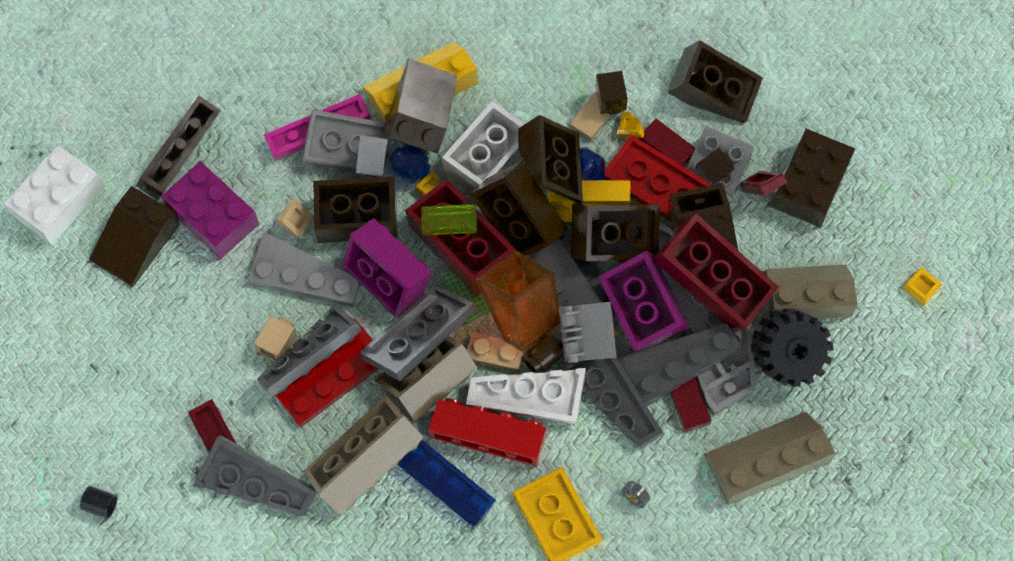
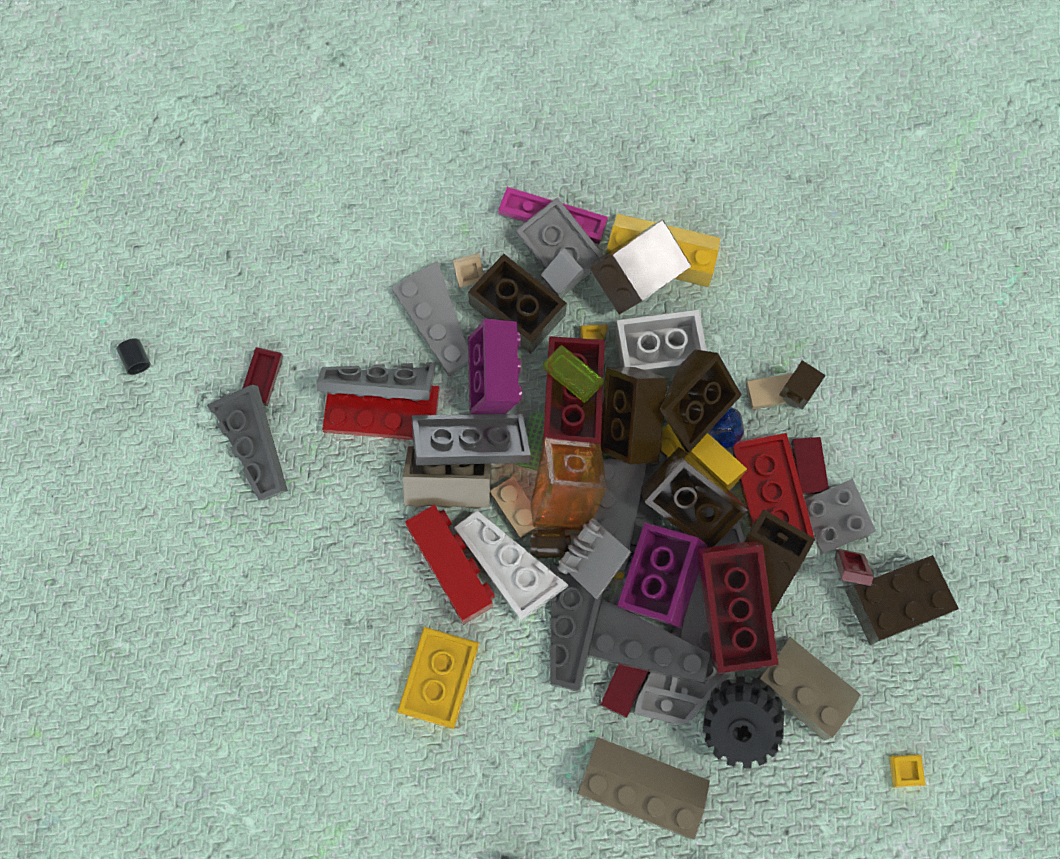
camera: 40 degrees right, 5 degrees up
(54, 195) = (317, 103): white brick -> none
(134, 236) = (343, 182): dark brown slope -> none
(178, 148) = (435, 142): dark brown brick -> none
(210, 210) = (413, 210): magenta brick -> none
(276, 338) = (367, 349): tan brick -> none
(363, 455) = (341, 496): dark tan slope -> none
(410, 163) = (592, 304): clear blue head -> none
(447, 483) = (381, 568): clear blue slope -> none
(629, 126) = (792, 425): yellow tile -> none
(635, 494) = (512, 718): dark grey tile -> none
(715, 82) = (896, 451): dark brown slope -> none
(716, 166) = (829, 519): dark brown tile -> none

